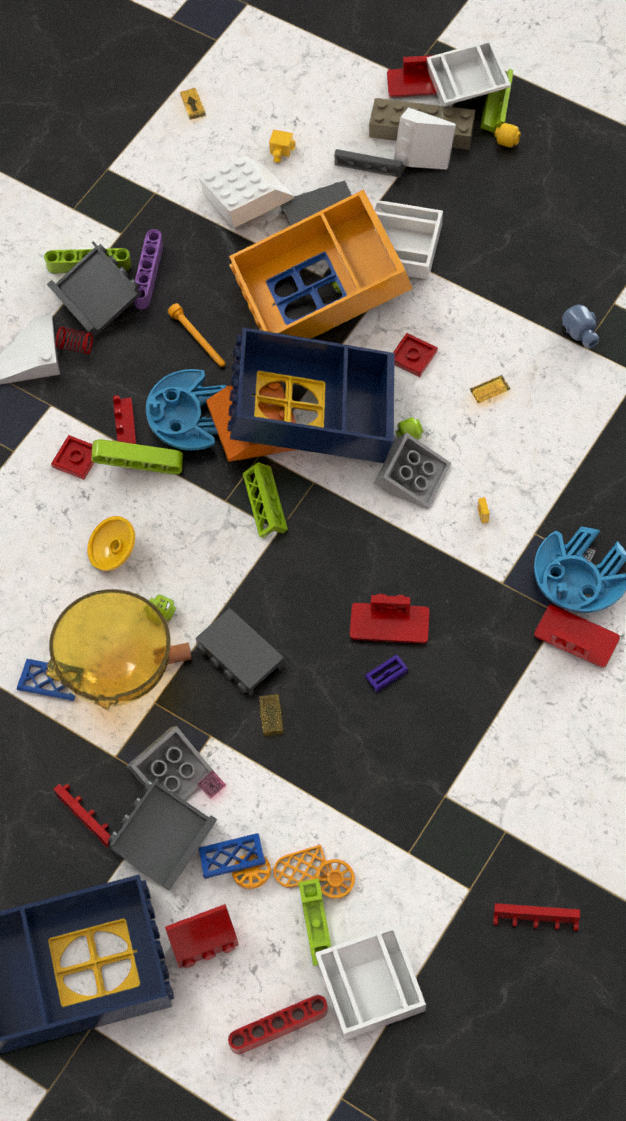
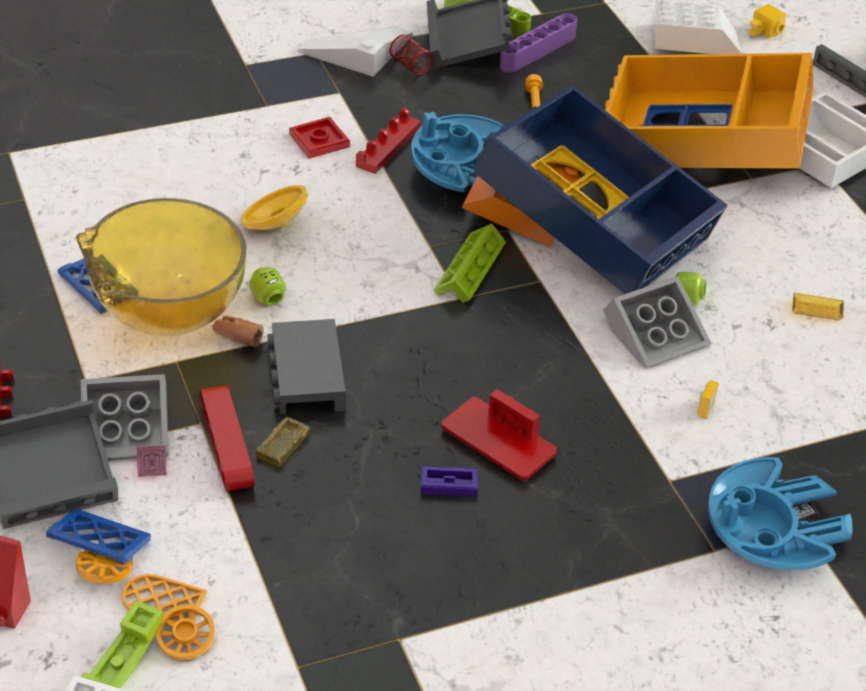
camera: 30 degrees right, 20 degrees down
(137, 456) = (374, 158): lime beam -> none
(240, 737) = (227, 438): none -> red beam
(414, 354) = (755, 236): red tile -> none
(577, 636) = (715, 580): red bracket -> none

